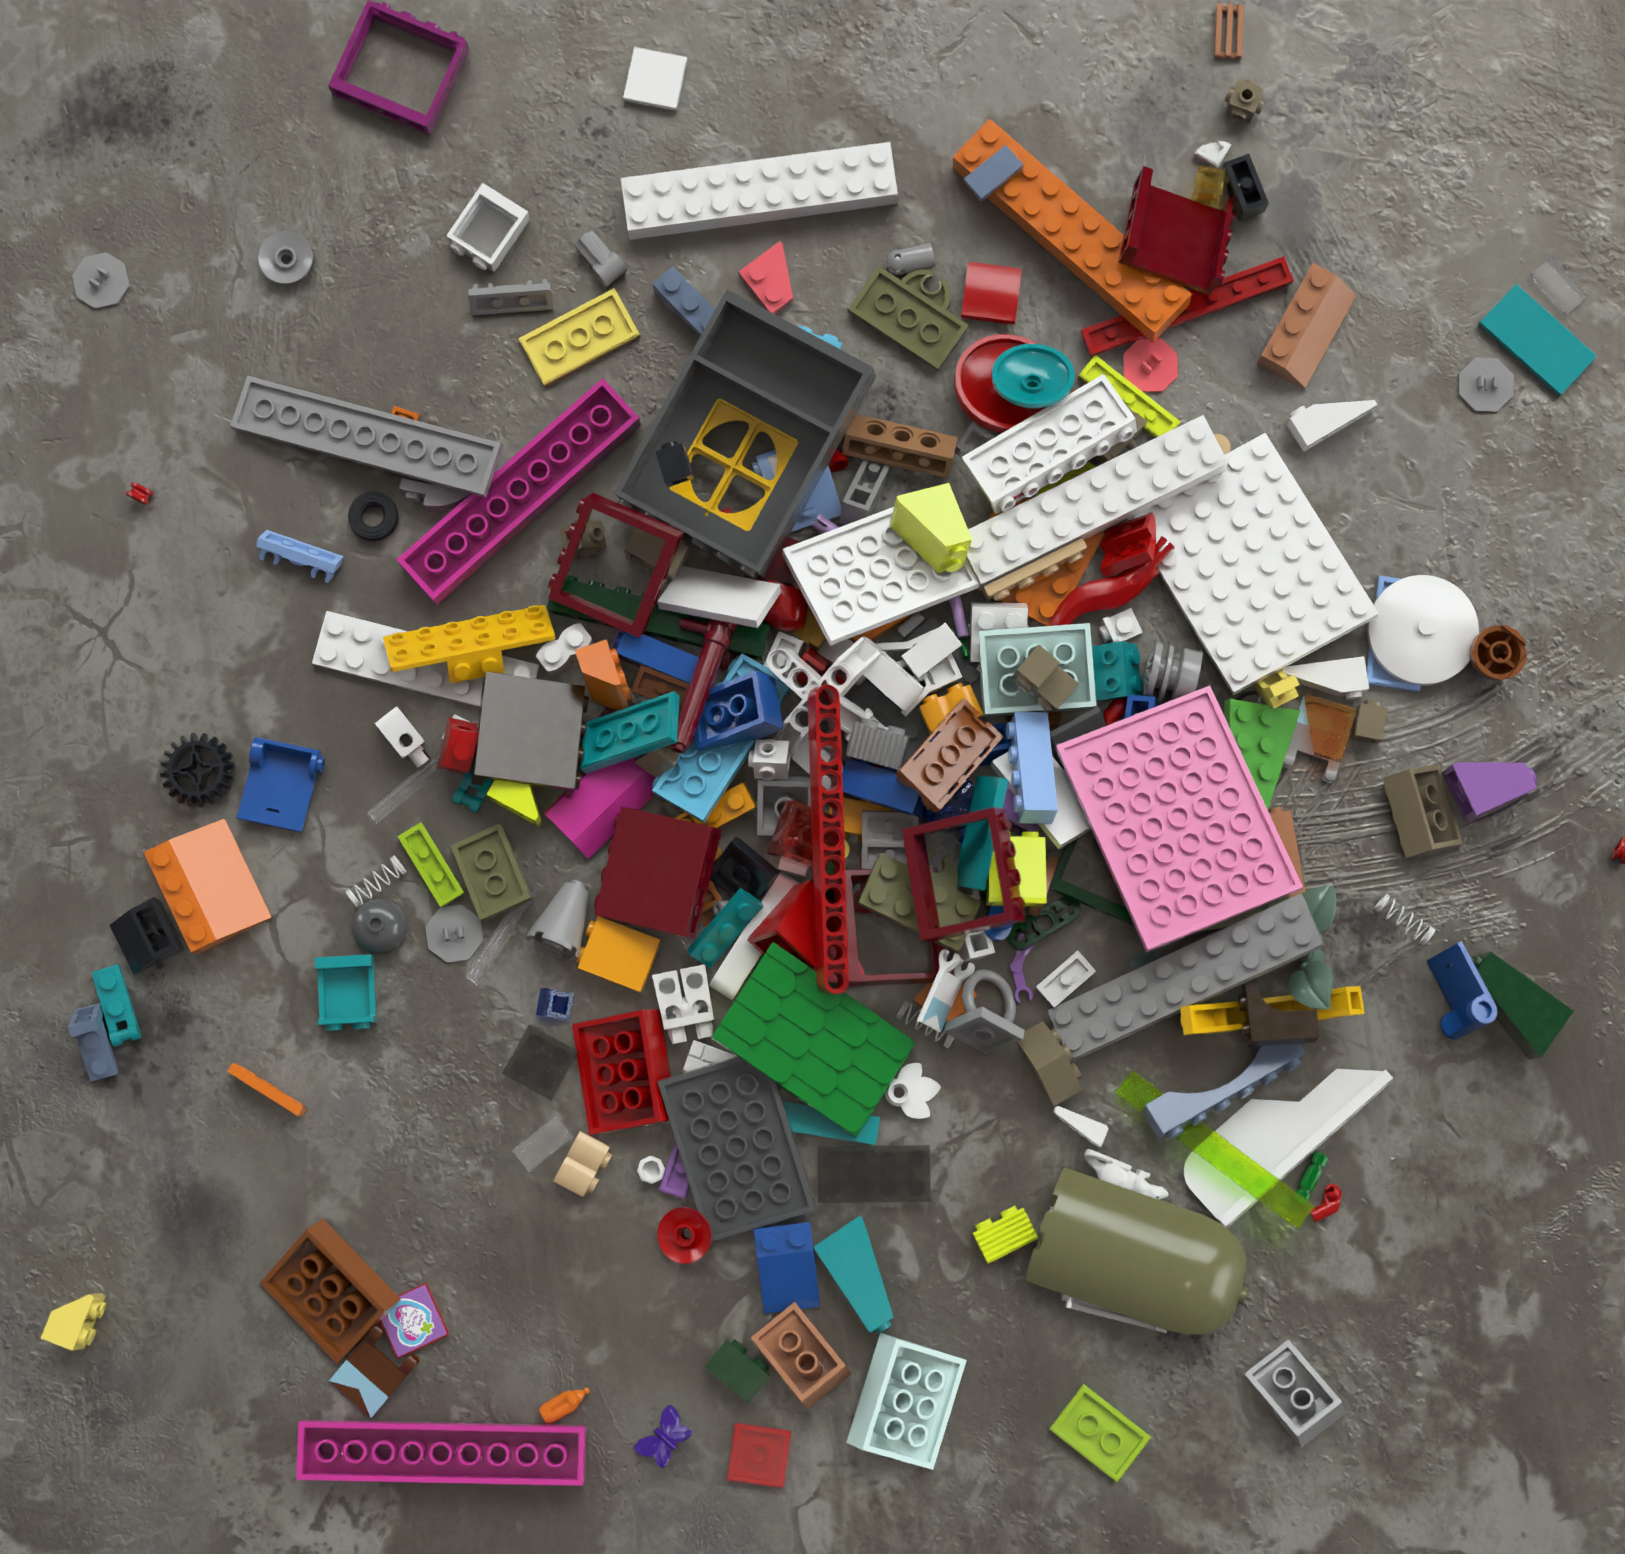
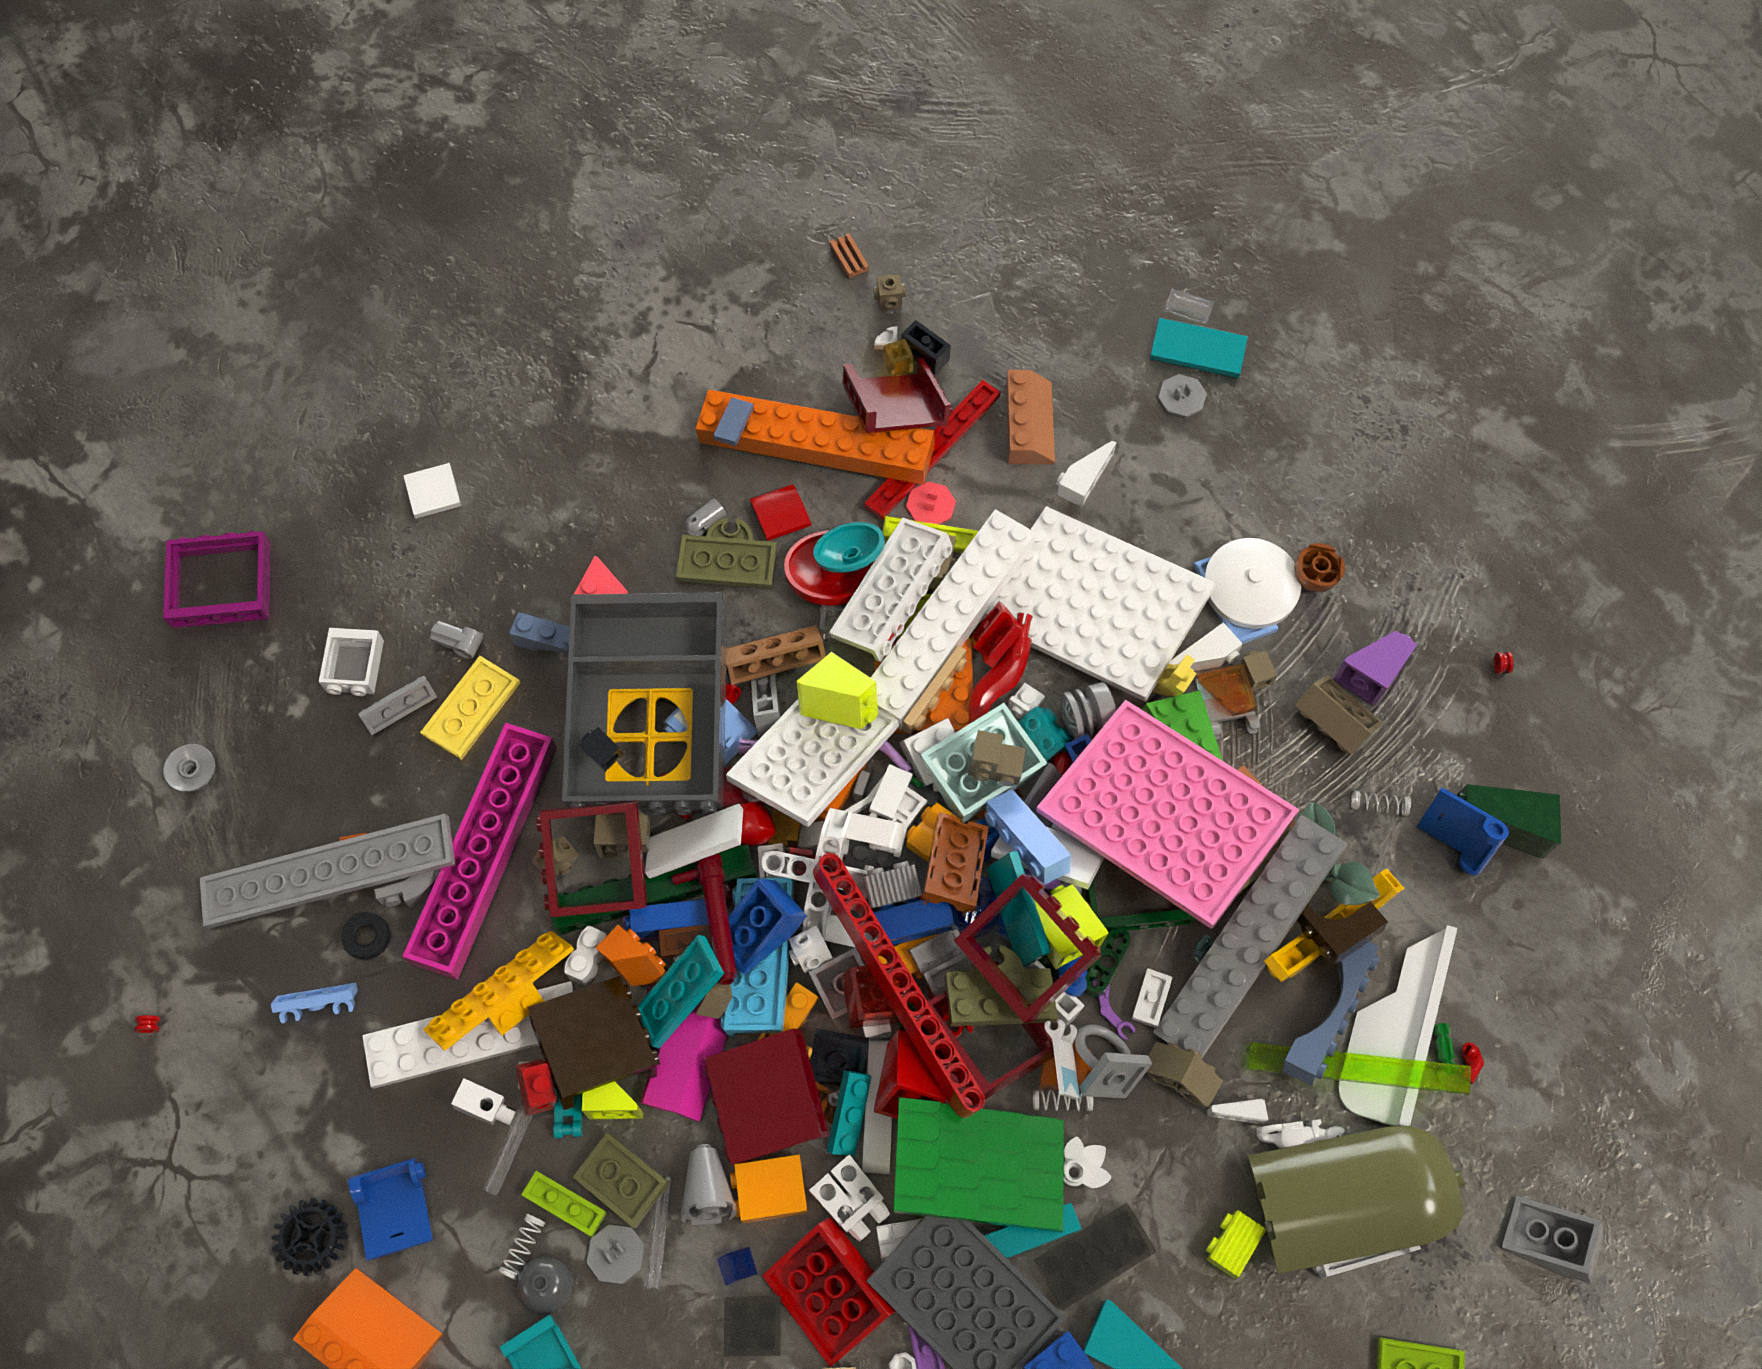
camera: 30 degrees left, 15 degrees down
(101, 280) = (34, 868): light grey piece -> none
(759, 190) = (556, 528): white brick -> none

